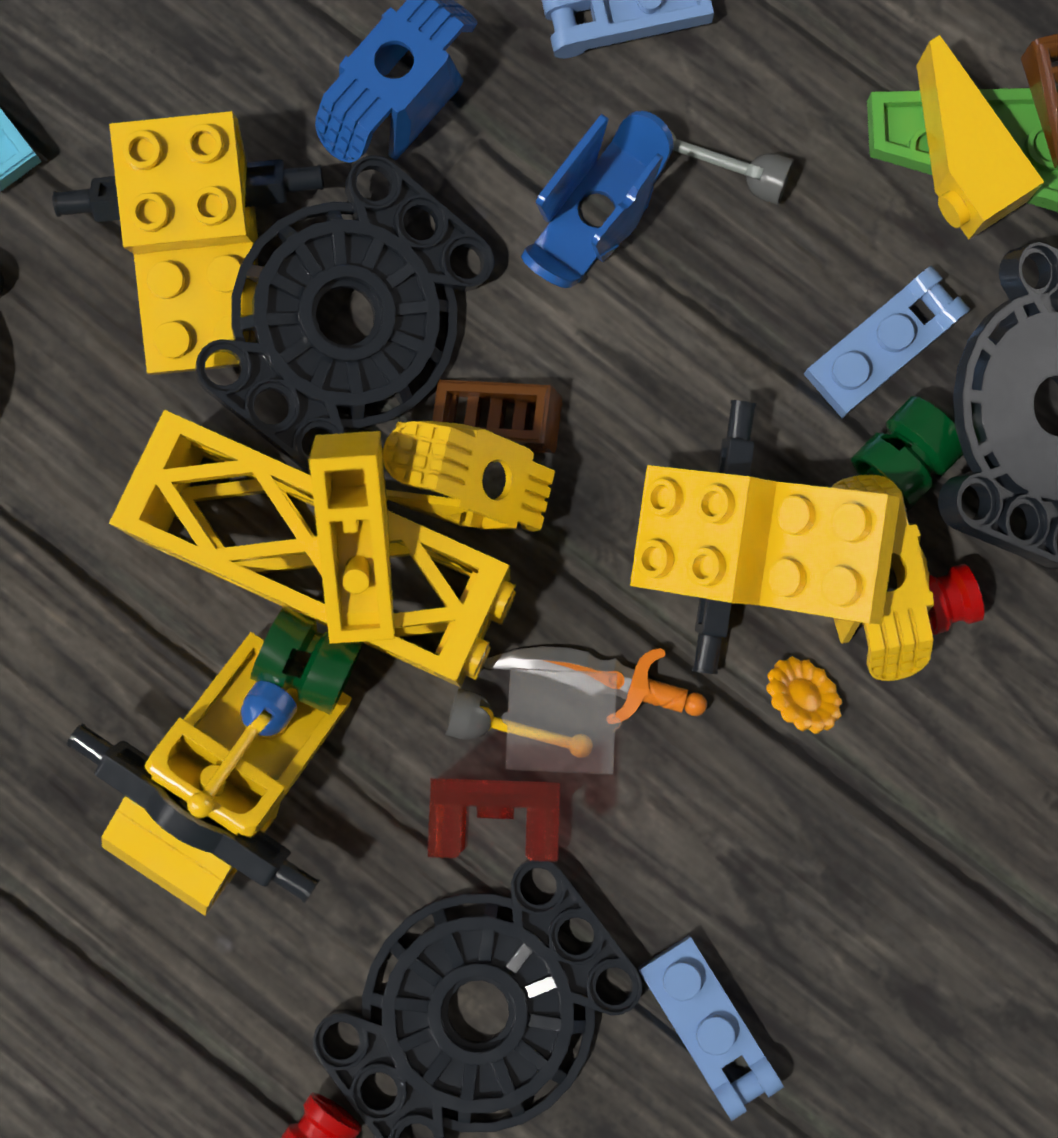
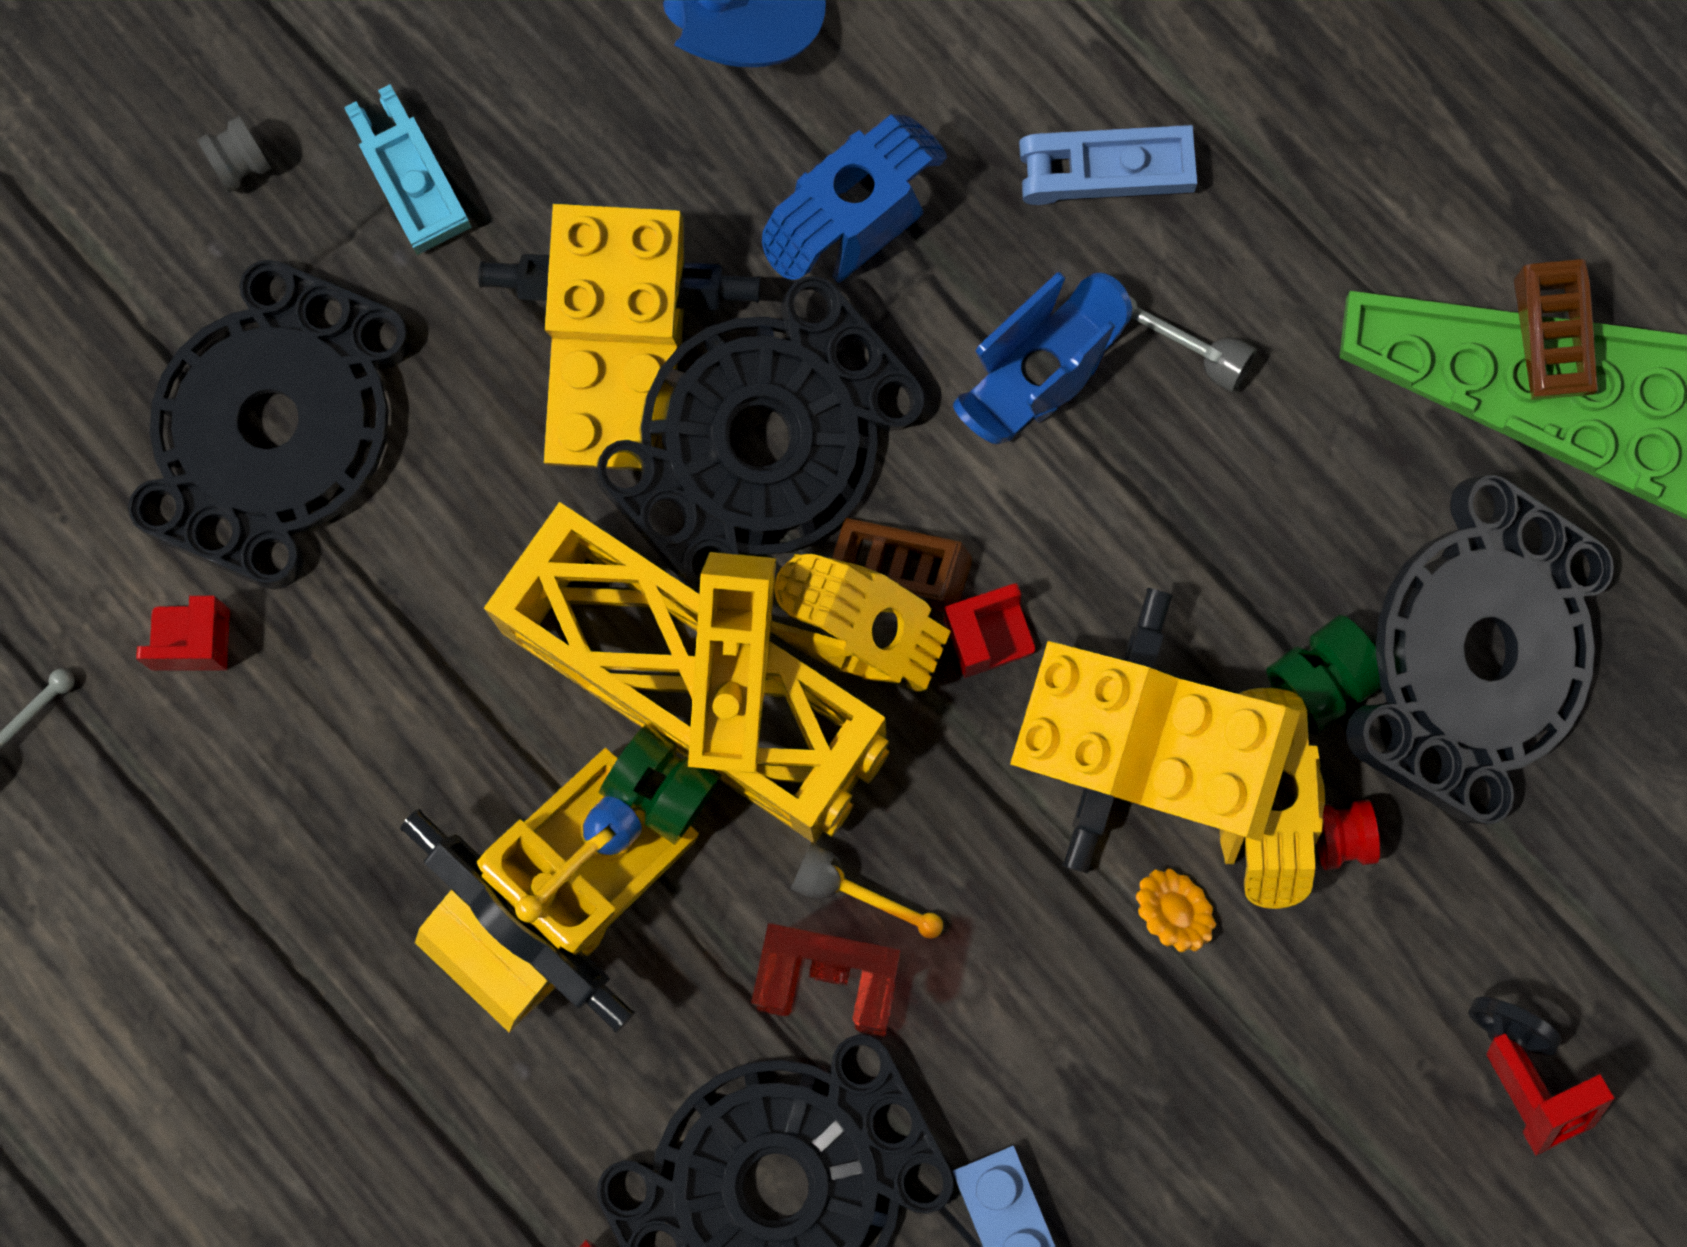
camera: 15 degrees right, 5 degrees down
(561, 721) = (914, 894): clear piece -> none
(589, 463) = (989, 630): none -> red panel
(631, 684) = (965, 857): piece -> none
(884, 343) = (1323, 555): medium blue plate -> none
(972, 154) = (1444, 380): yellow slope -> none

